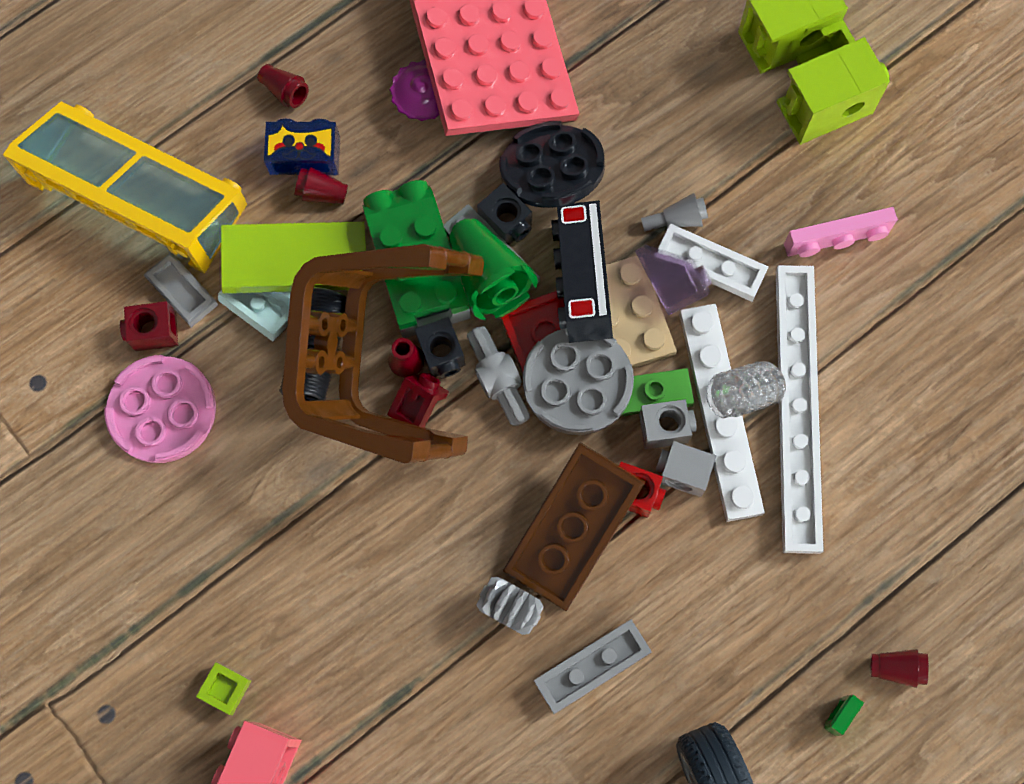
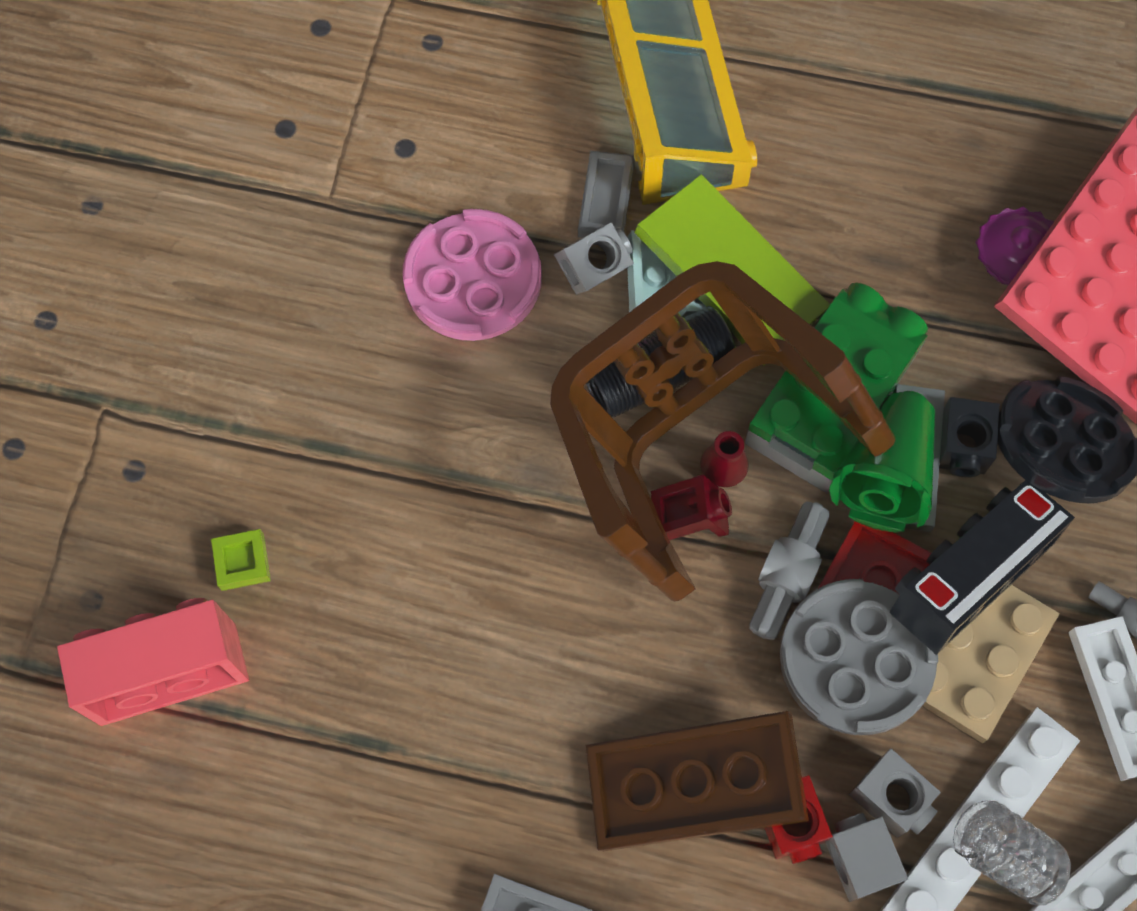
camera: 50 degrees right, 5 degrees down
(162, 335) = (548, 213): dark red brick -> none
(210, 342) = (576, 264): none -> light grey brick
(285, 86) = (898, 120): dark red cone -> none
(301, 145) = (851, 185): clear blue brick -> none
(319, 187) = (825, 234): dark red cone -> none
(436, 334) = (771, 468): black brick -> none
(510, 605) = (552, 782): light grey gear -> none
(659, 388) = (929, 755): bright green plate -> none
(674, 277) = (1065, 668): clear purple slope -> none

